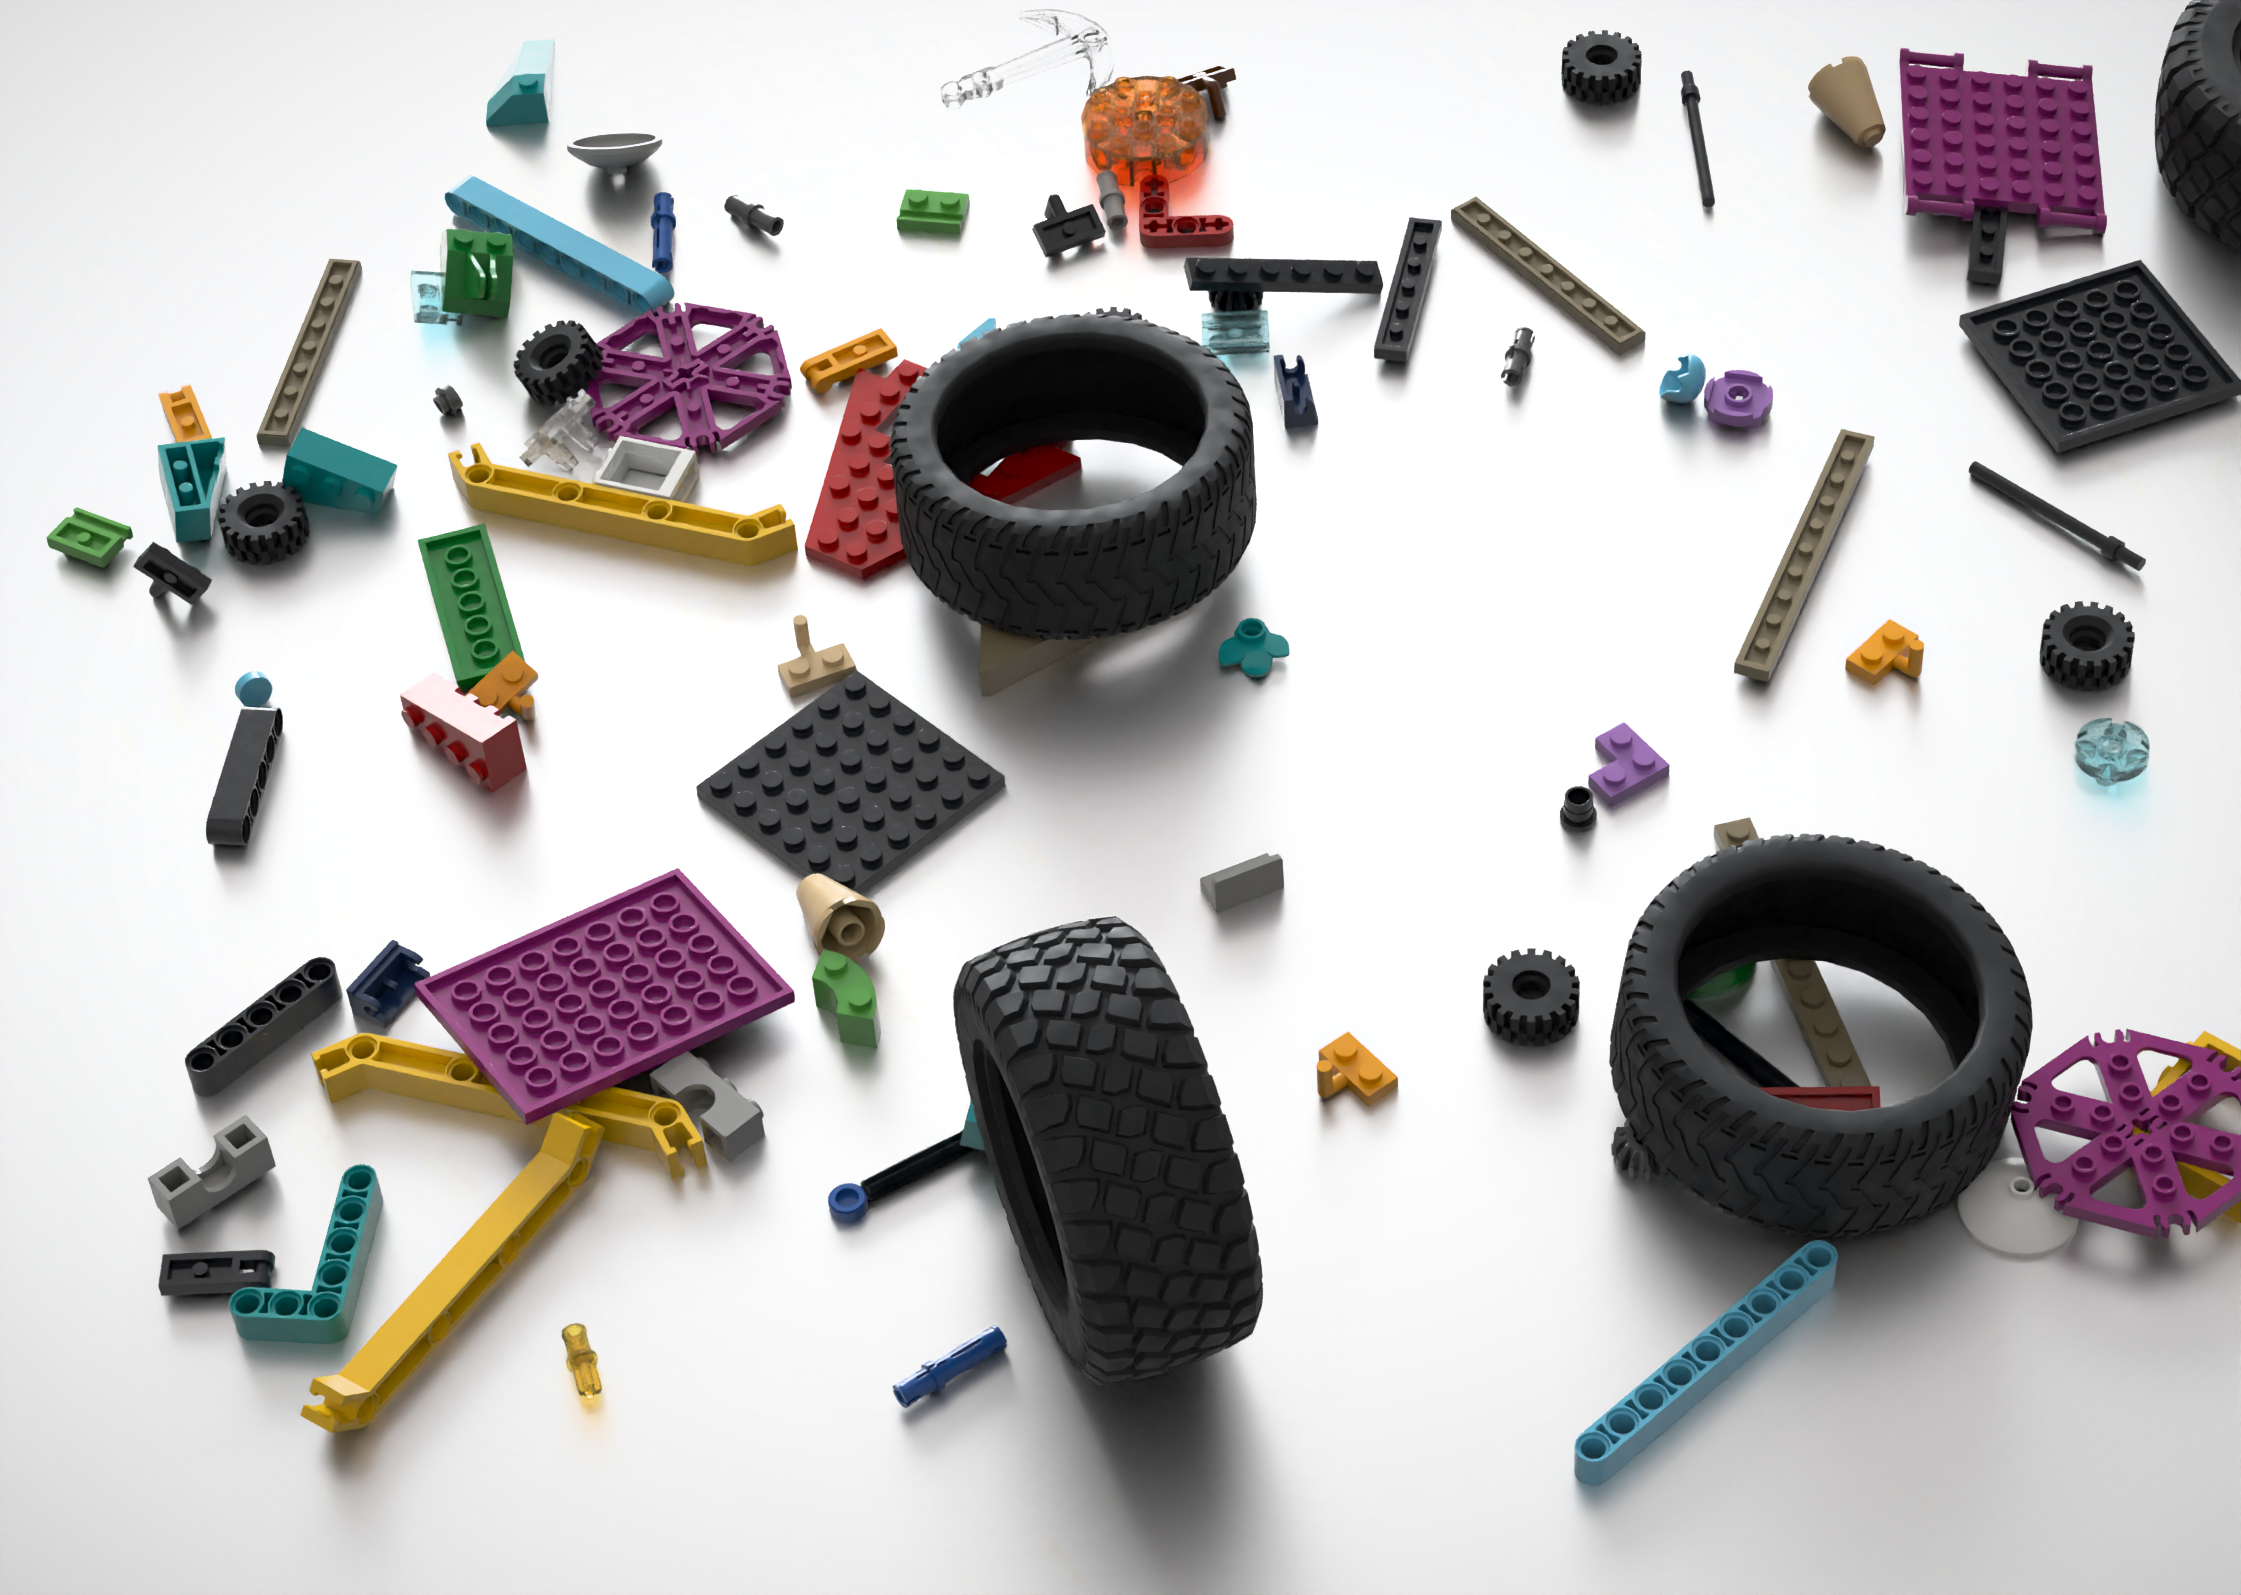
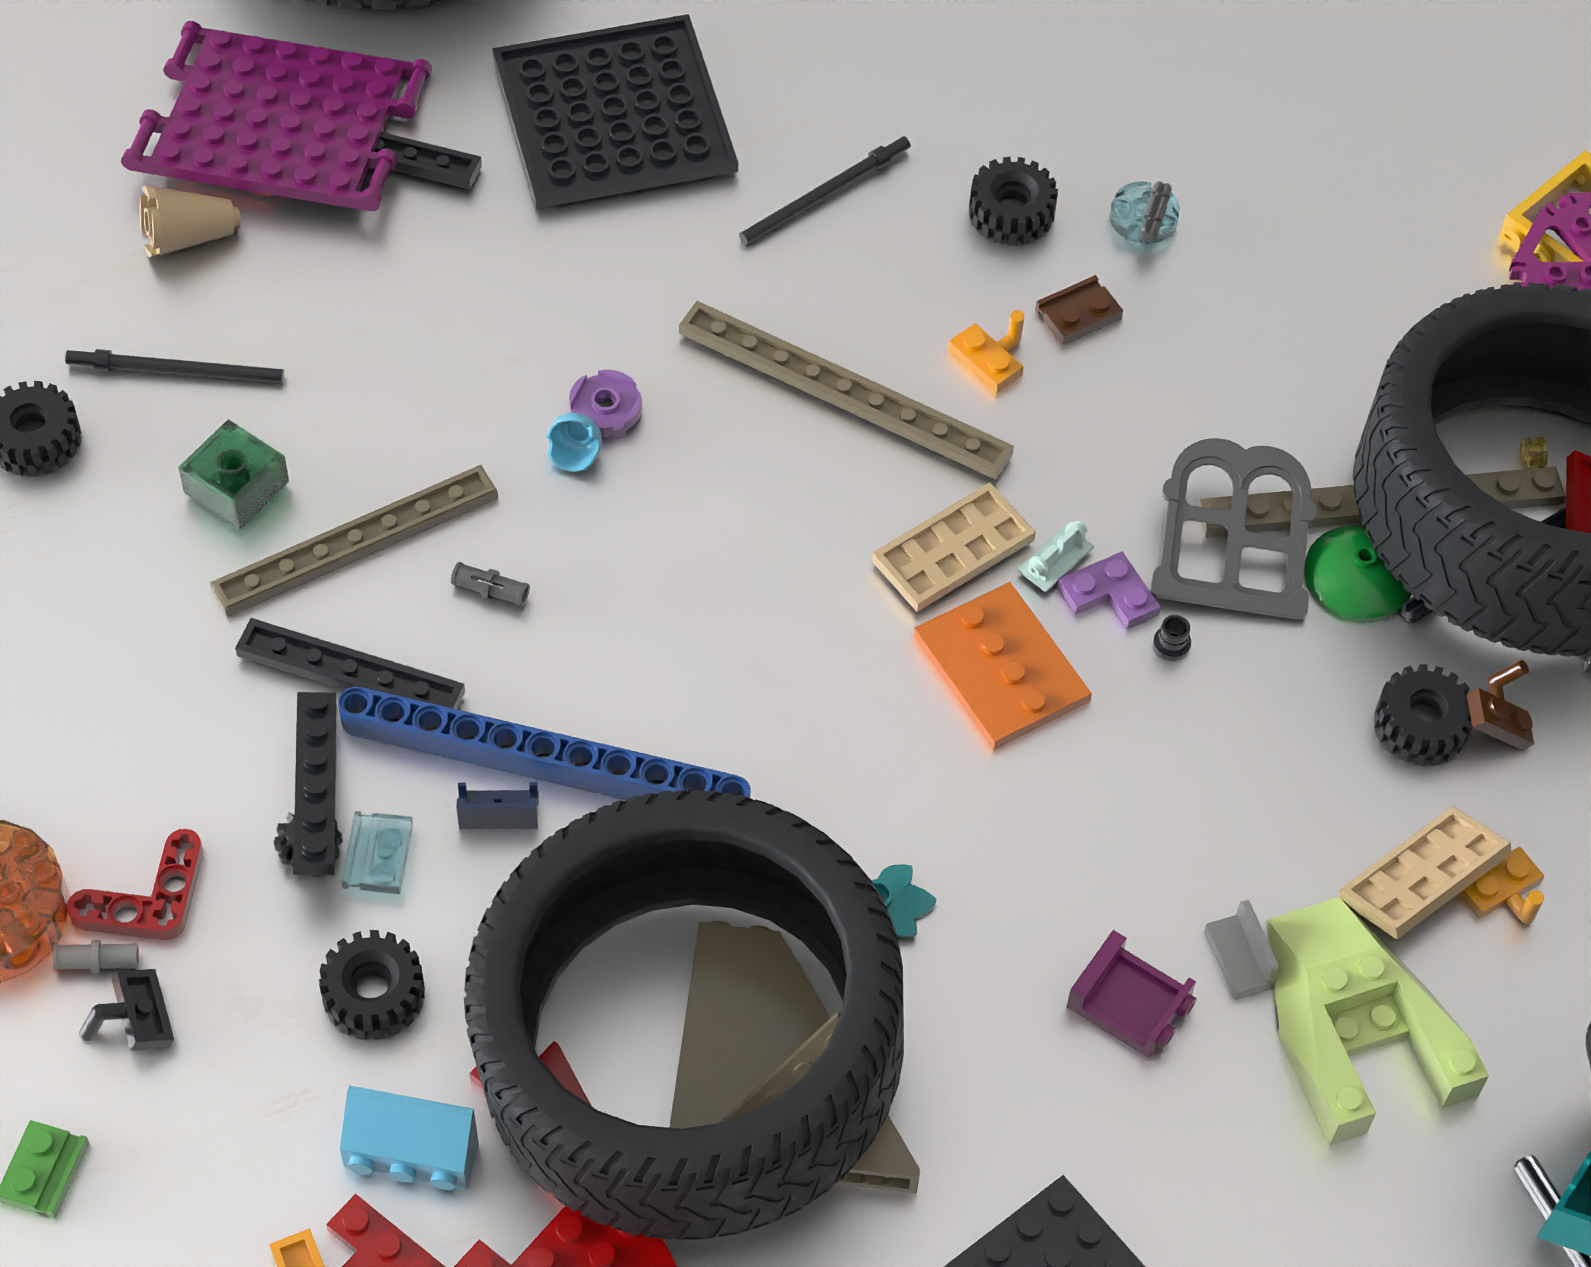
camera: 90 degrees left, 10 degrees up
(1186, 805) = (1130, 997): none -> magenta panel
(1225, 954) = (1351, 993): none -> yellowish green wedge
(1347, 415) = (526, 745): none -> blue beam
(1348, 999) = (1425, 872): none -> tan plate
(1520, 696) = (1002, 665): none -> orange plate
(1536, 1047) = (1498, 717): none -> reddish brown plate
(1581, 181) = (234, 474): none -> clear green brick
(1642, 646) = (953, 546): none -> tan plate
(1642, 847) = (1242, 467): none -> dark grey window
(1651, 721) = (1057, 556): none -> light aqua hinge
(1888, 1075) = (1533, 453): none -> clear yellow bush
(1967, 715) = (1079, 310): none -> reddish brown plate
(2103, 745) = (1155, 211): none -> dark grey axle

